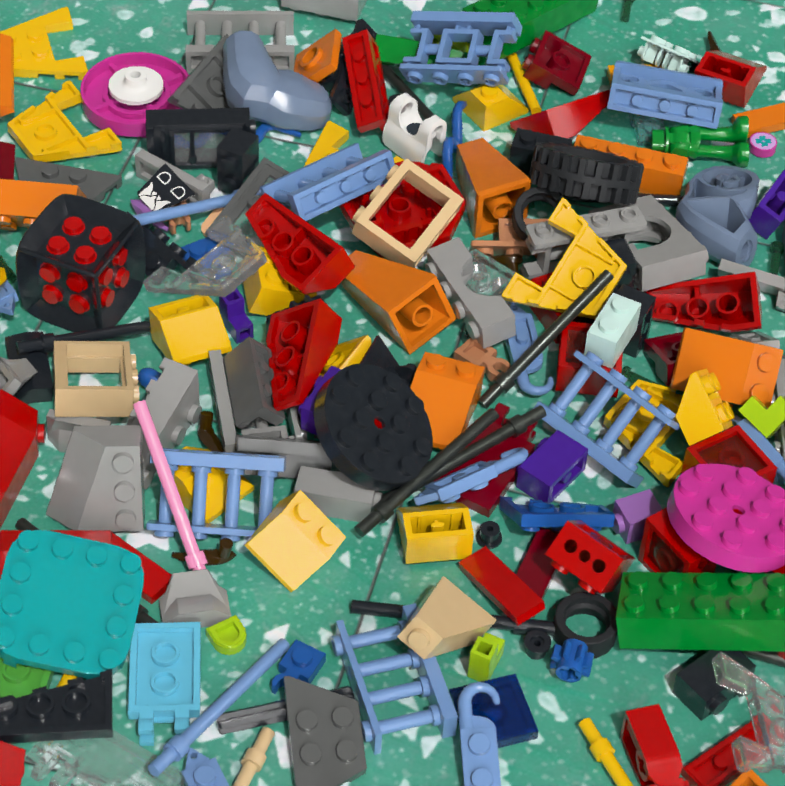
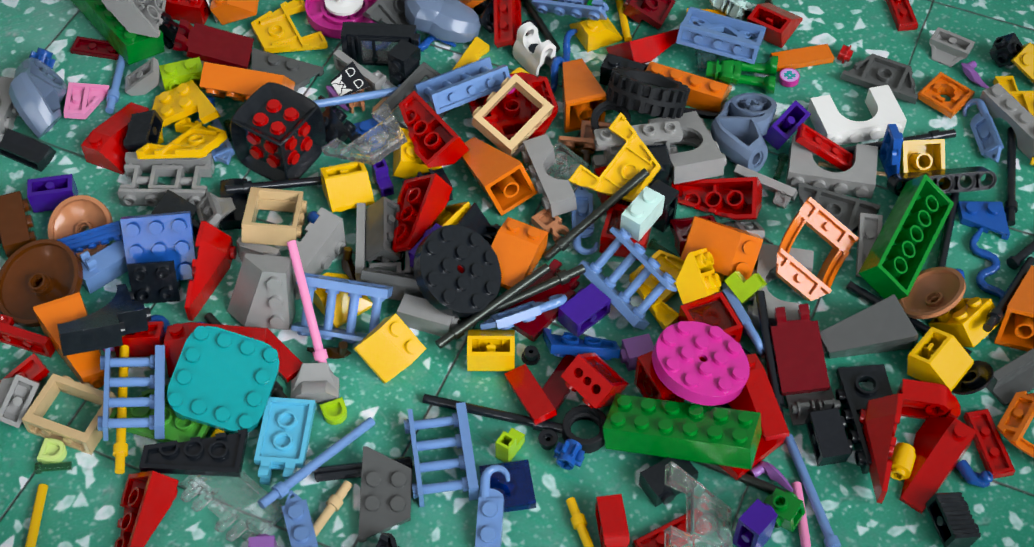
camera: 10 degrees right, 5 degrees up
(300, 663) = (379, 437): blue plate -> none
(445, 622) = (482, 418): tan slope -> none

